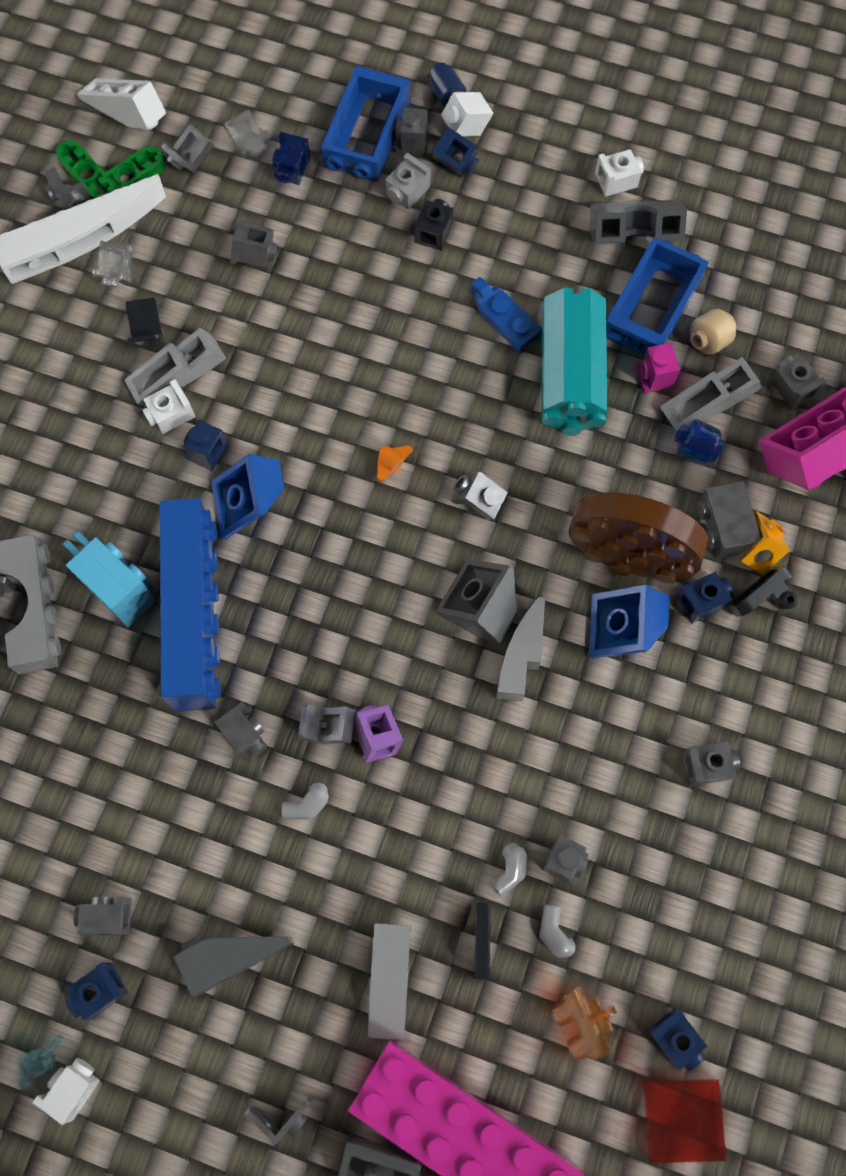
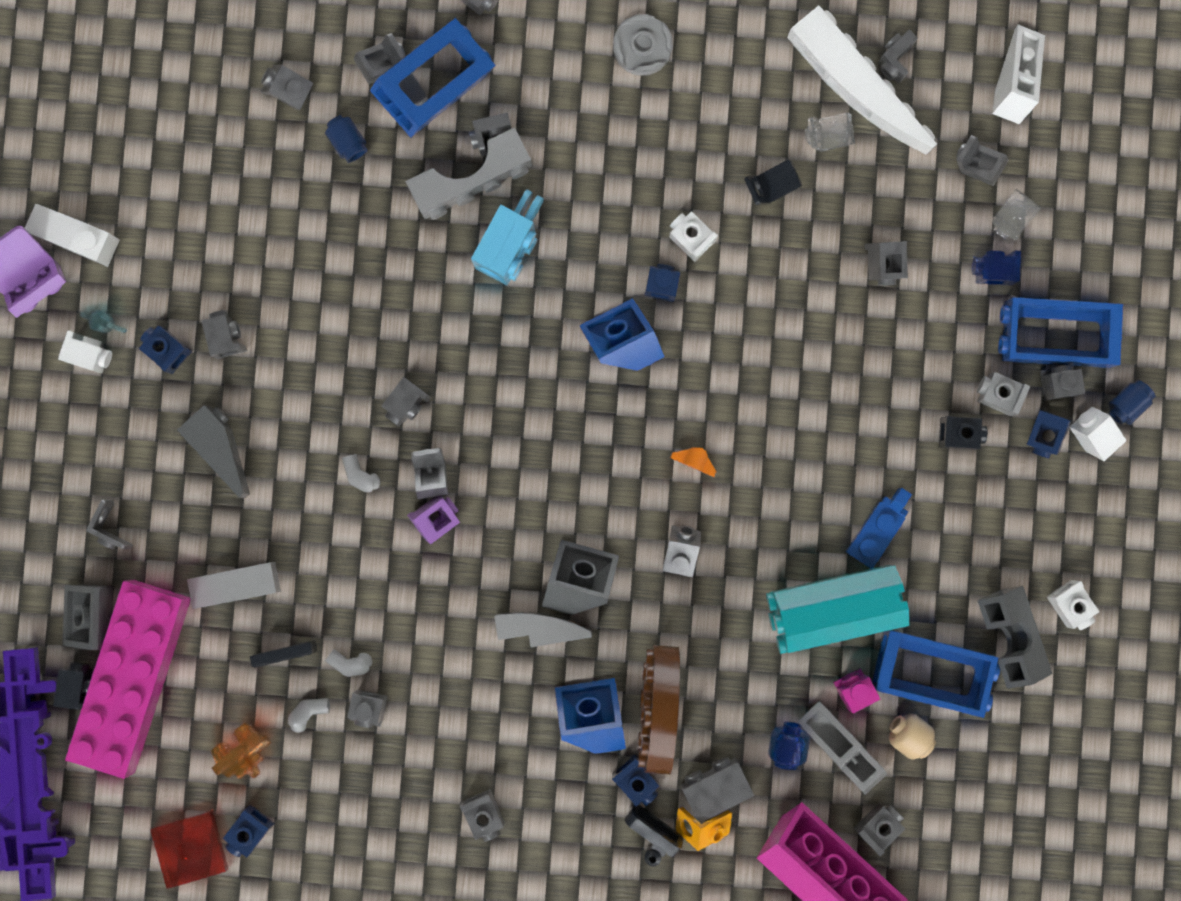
camera: 75 degrees right, 15 degrees up
(108, 180) = (927, 95): green beam -> none
(182, 362) = (736, 228): light grey slope -> none
(188, 606) = (501, 320): blue brick -> none

